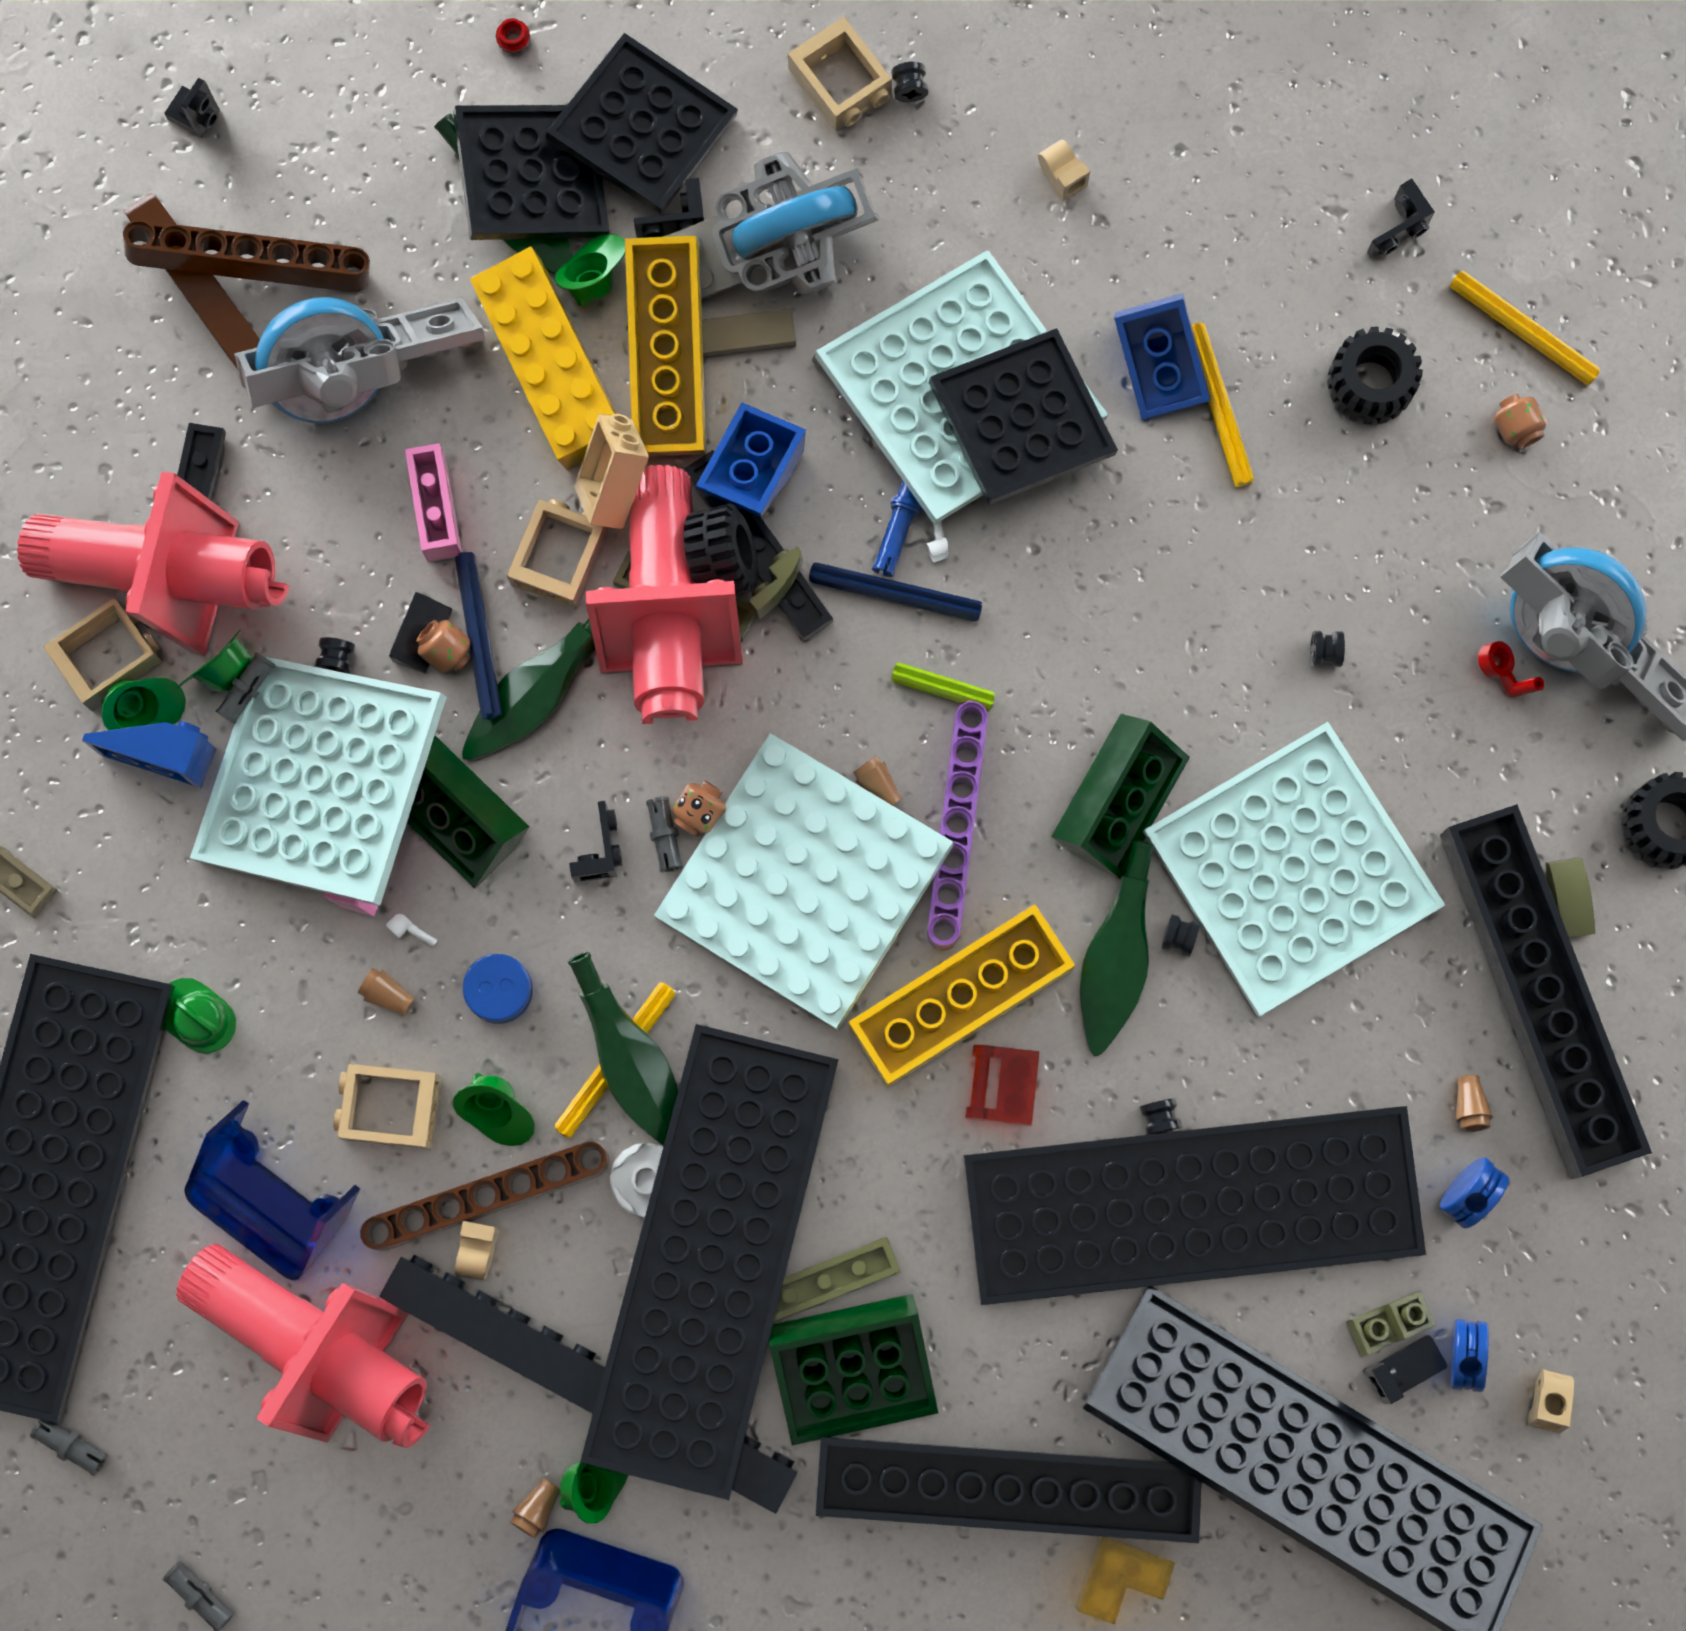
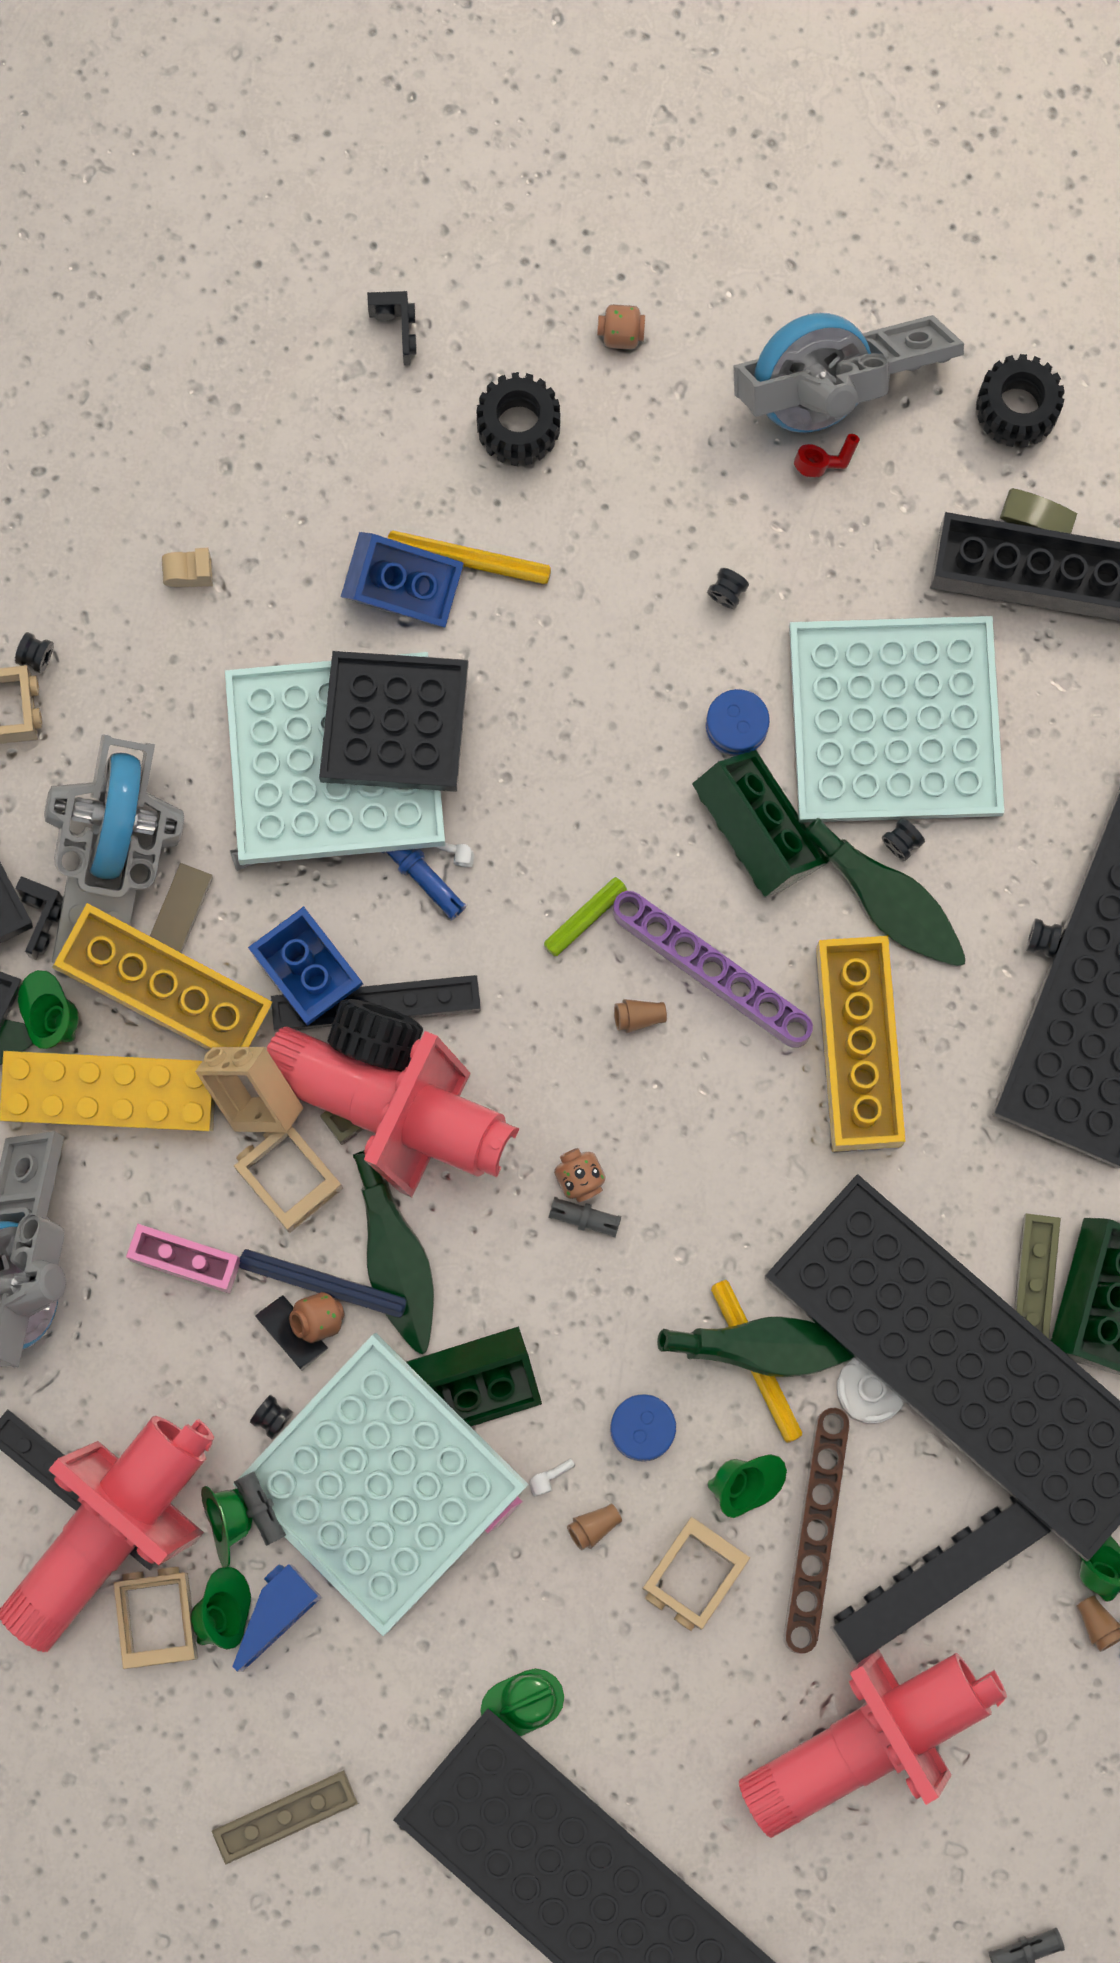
camera: 65 degrees left, 0 degrees up
(257, 1204) = (725, 1727): clear blue windscreen -> none
(476, 1250) = (857, 1562): tan leg -> none
(592, 867) = (580, 1292): black bracket -> none
(783, 572) = (415, 989): olive slope -> none
(804, 880) = (691, 1120): light aqua plate -> none
(895, 591) = (480, 911): dark blue axle -> none
(1015, 1085) = (955, 1041): clear red plate -> none
(1204, 725) = (737, 722): none -> blue head
(1525, 328) = (543, 277): yellow axle -> none

